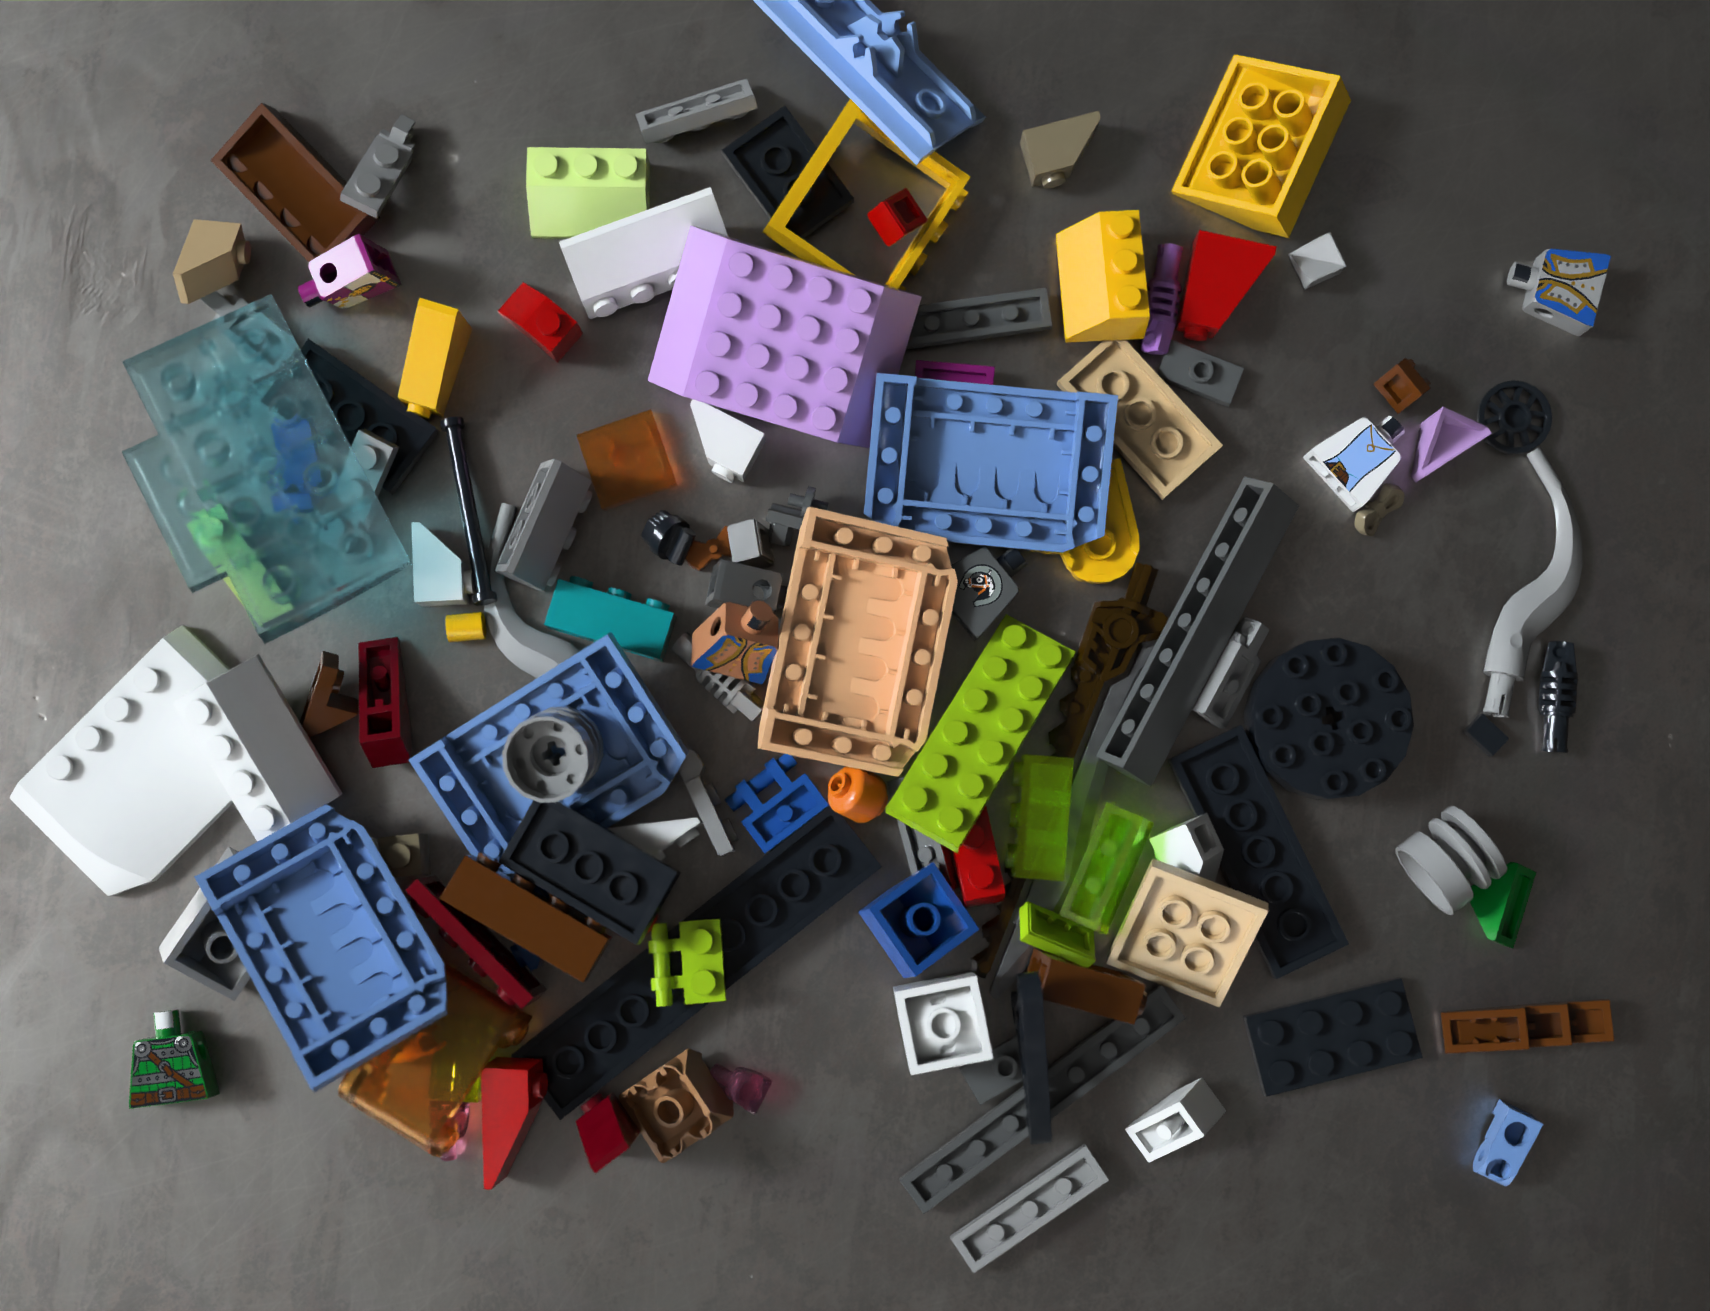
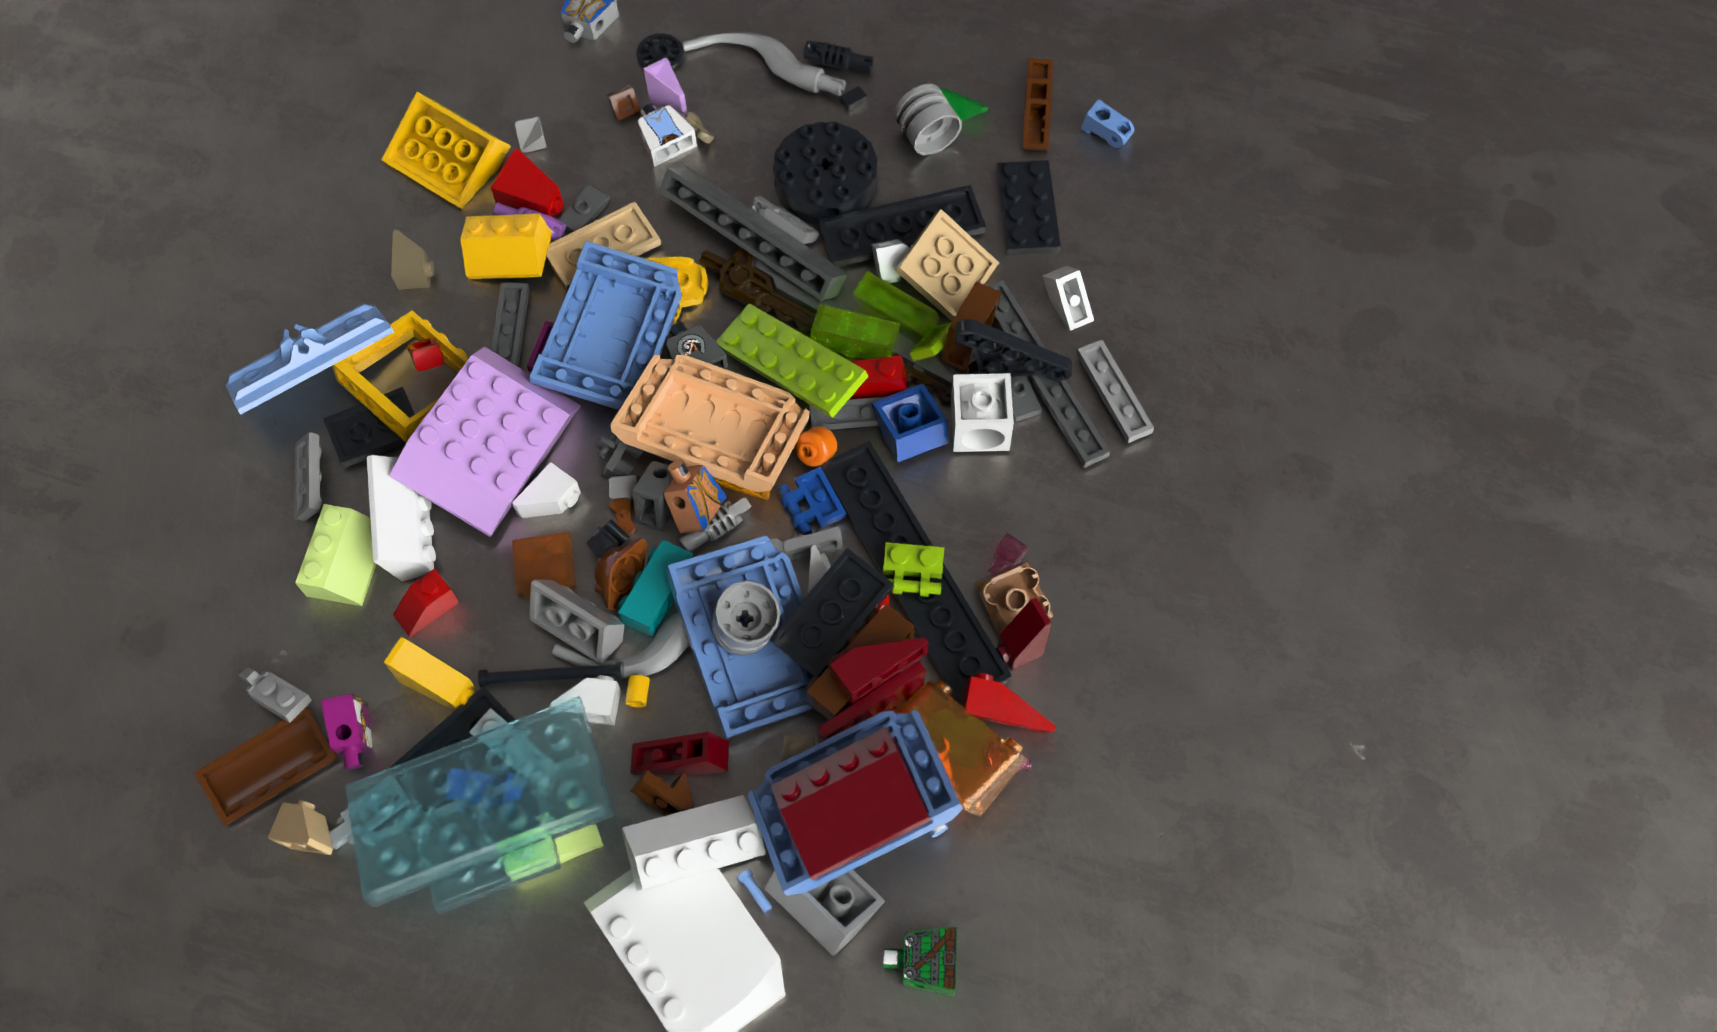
camera: 75 degrees left, 20 degrees down
(227, 837) = (746, 878): none -> light blue piece
(303, 946) = (850, 803): none -> dark red slope
(502, 935) = (872, 665): none -> dark red slope
(622, 562) = (617, 571): none -> dark orange hat

